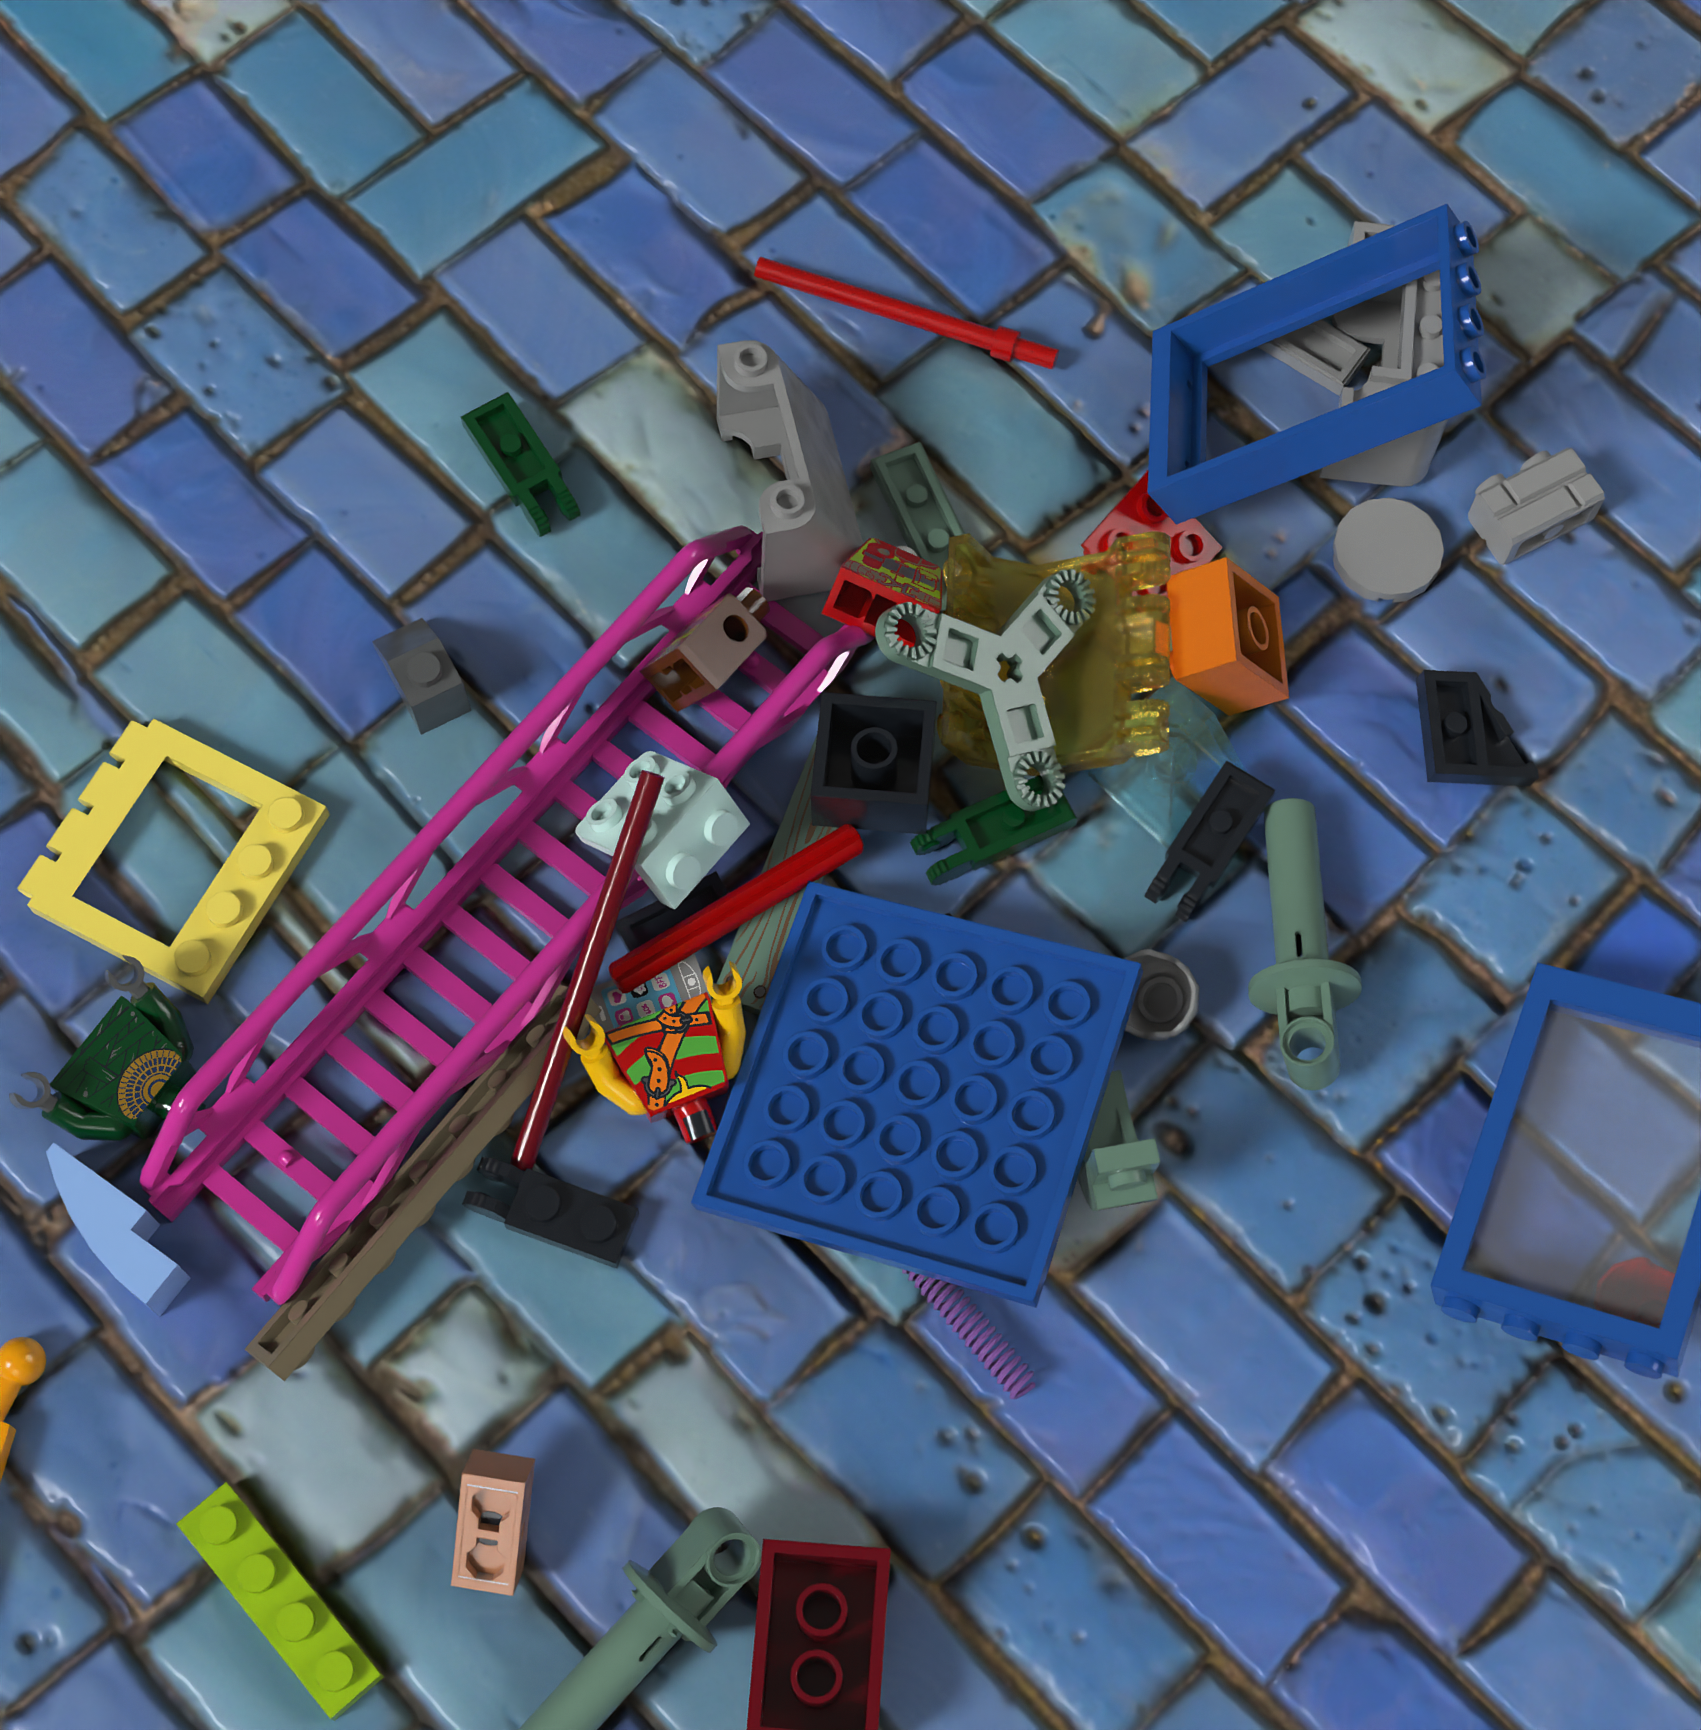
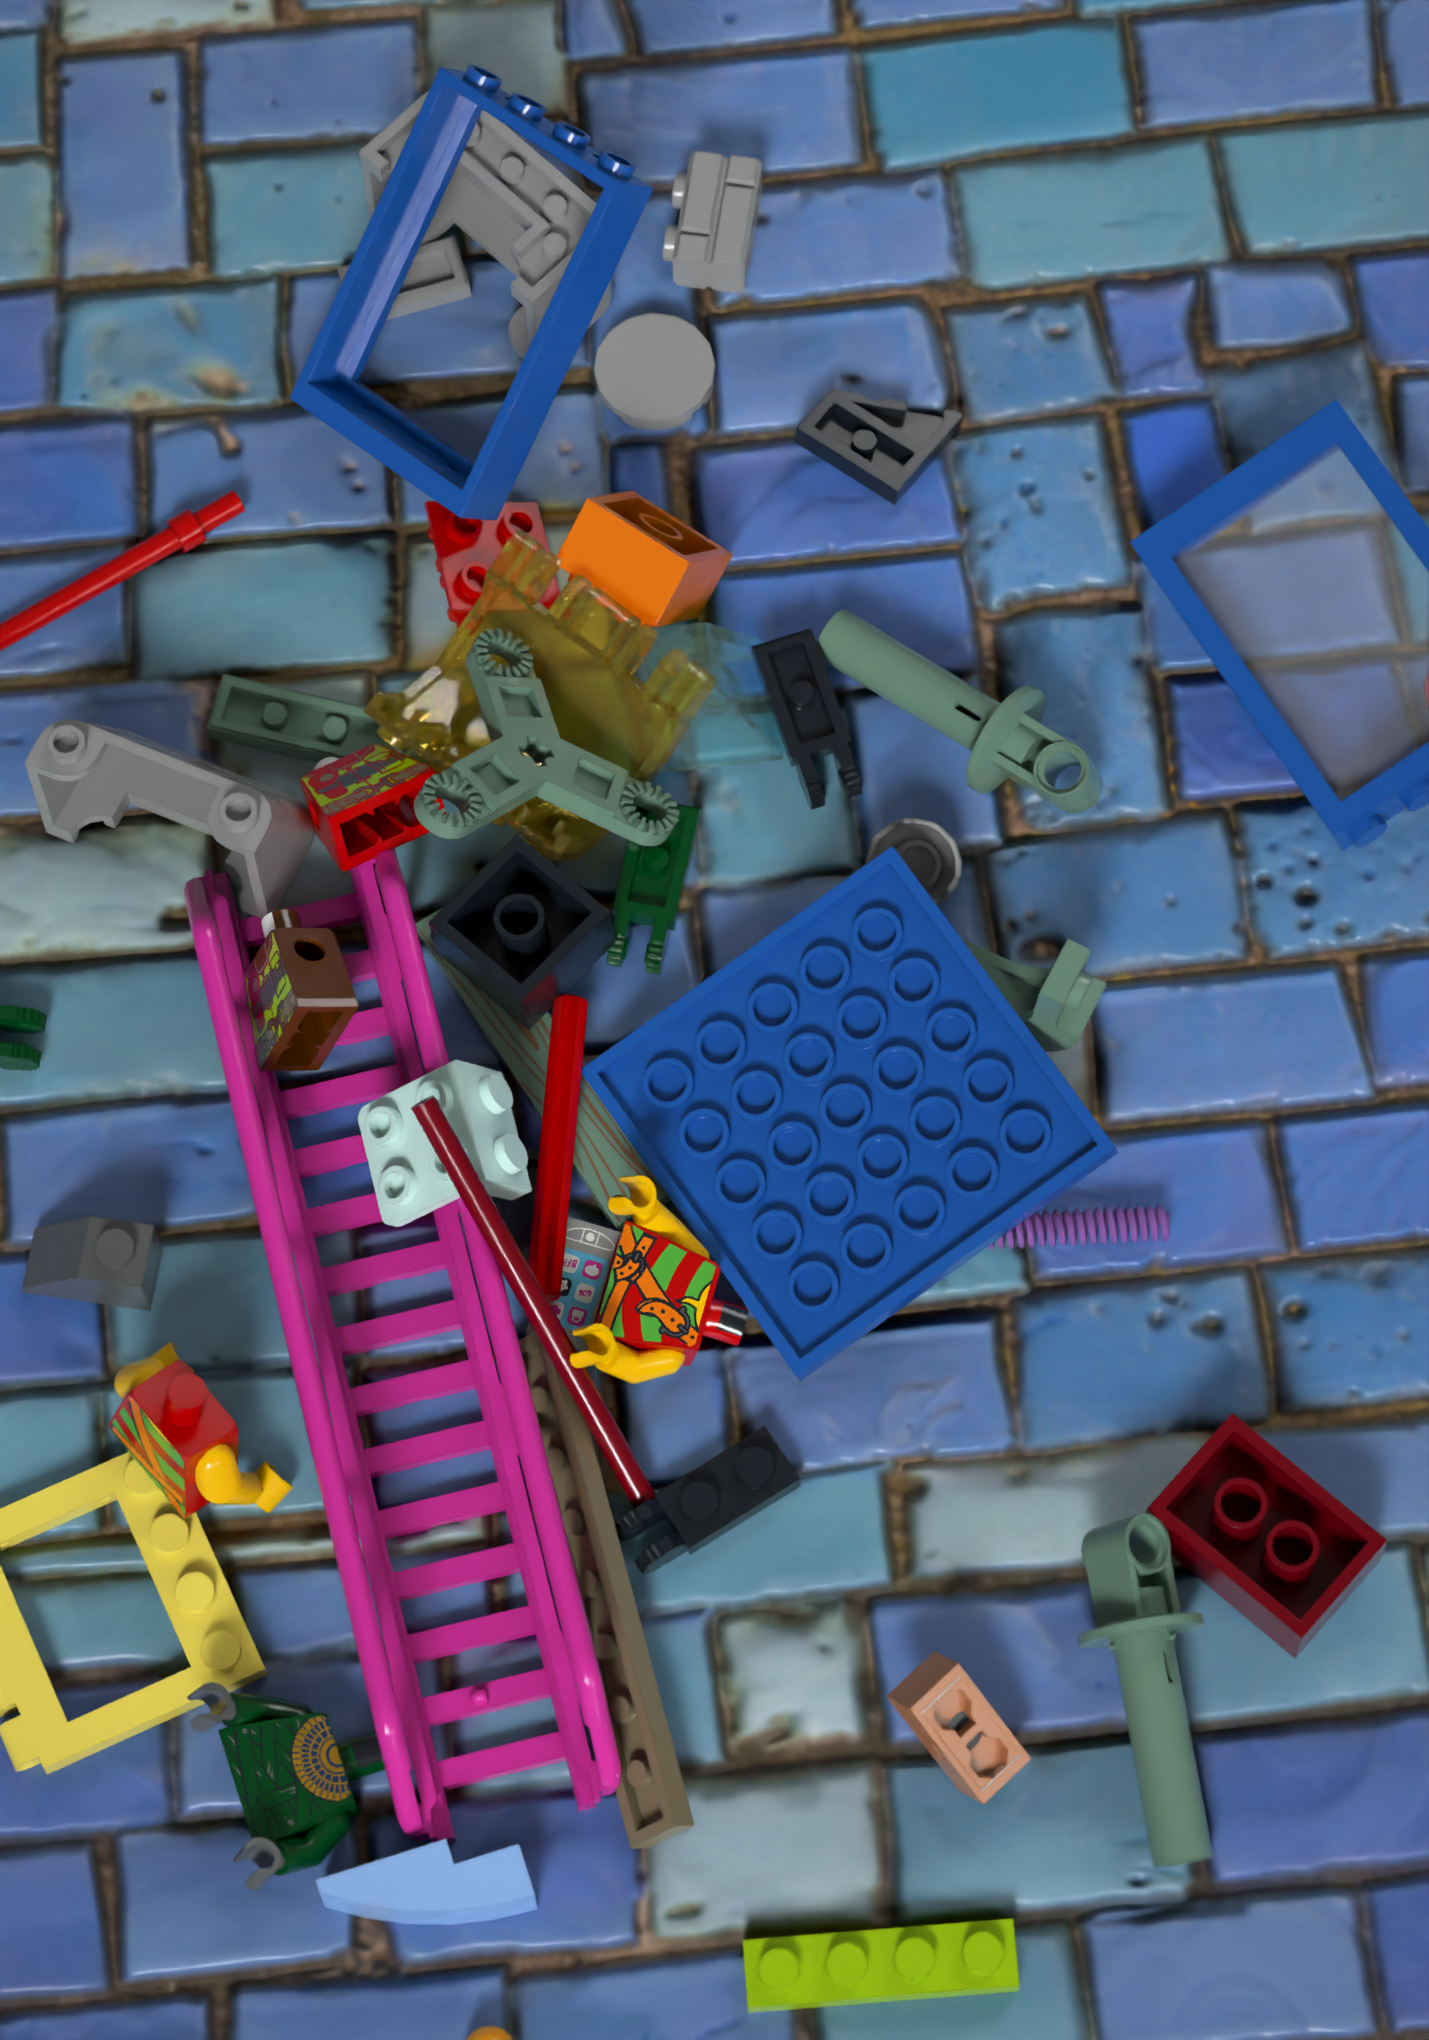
camera: 50 degrees left, 0 degrees up
(318, 813) = (186, 1437): none -> torso

